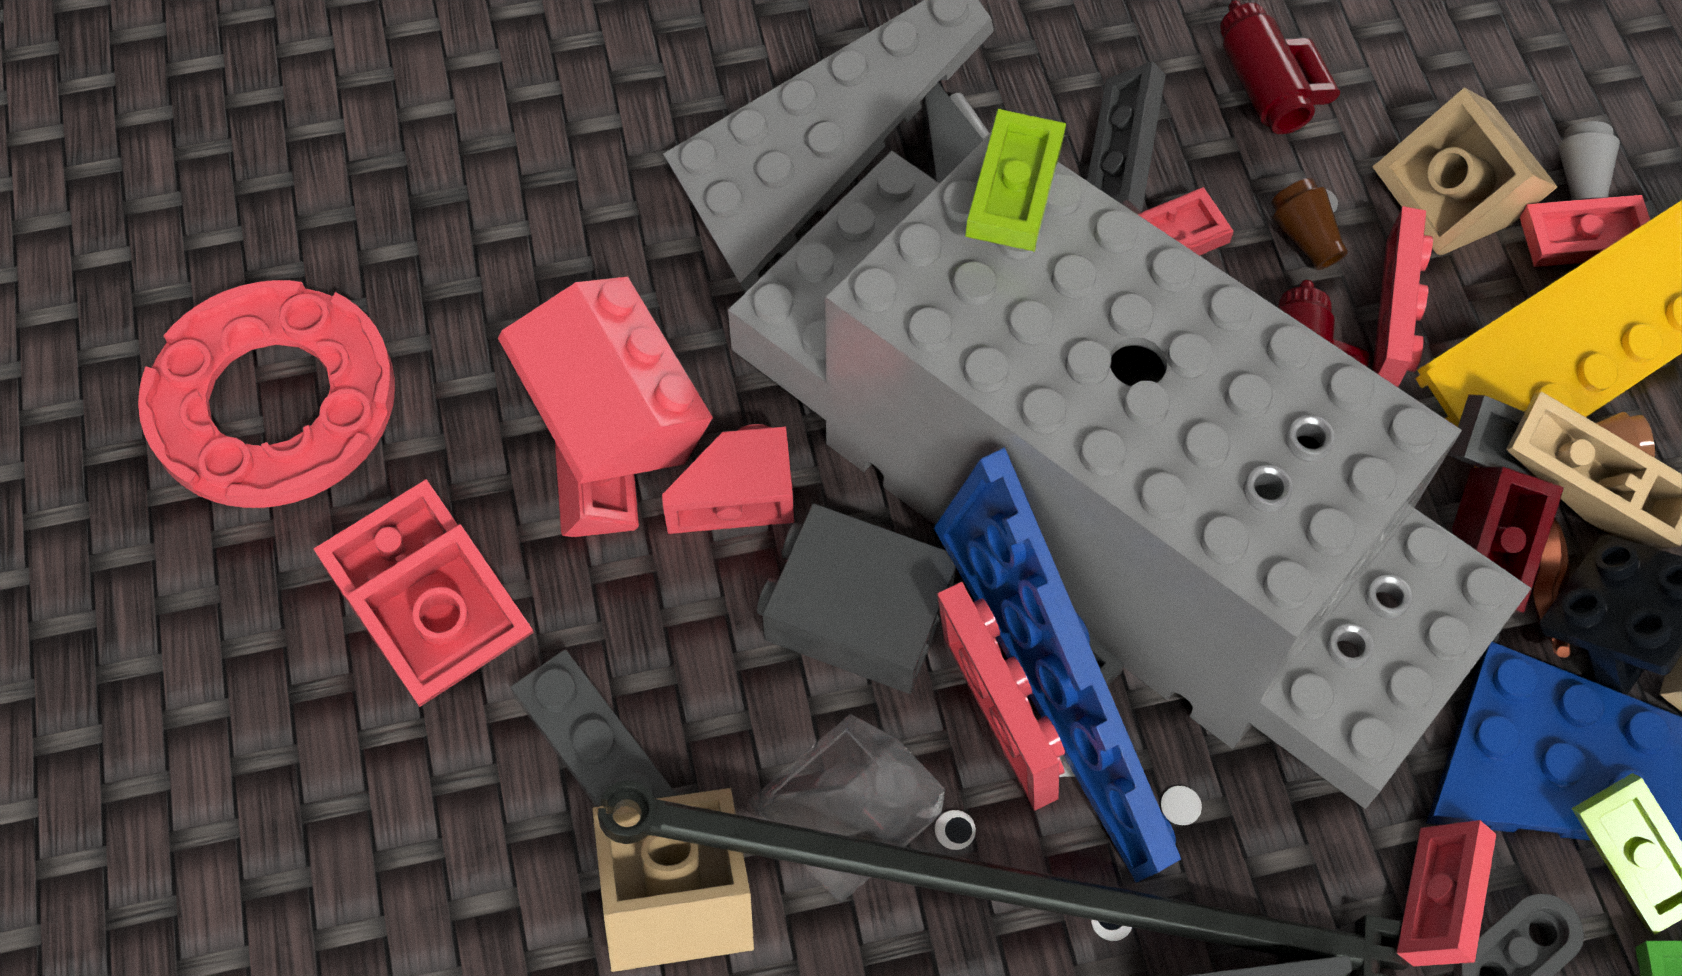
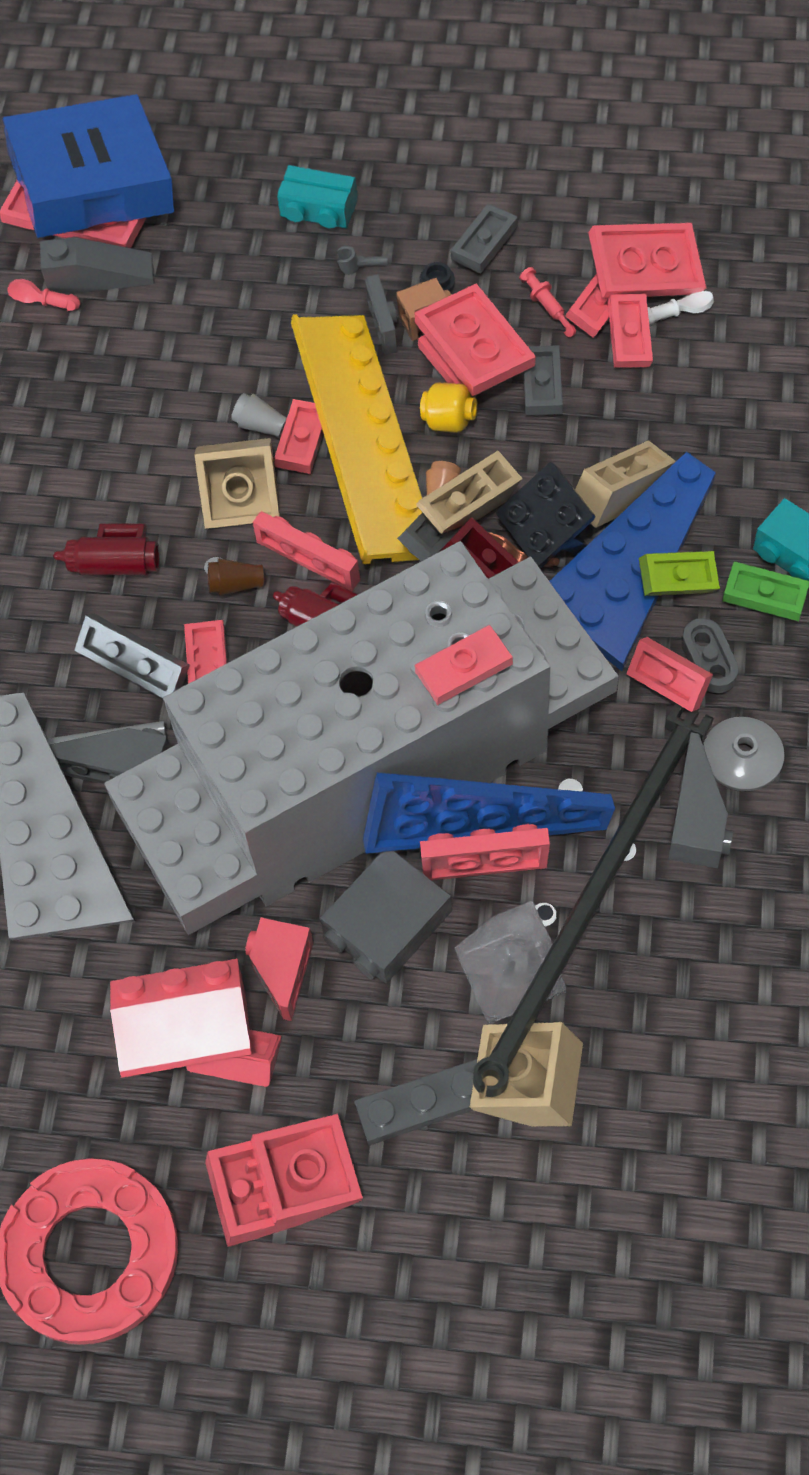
camera: 65 degrees left, 0 degrees up
(1015, 180) = (219, 698): lime plate -> none
(1229, 496) = (463, 664): none -> coral plate

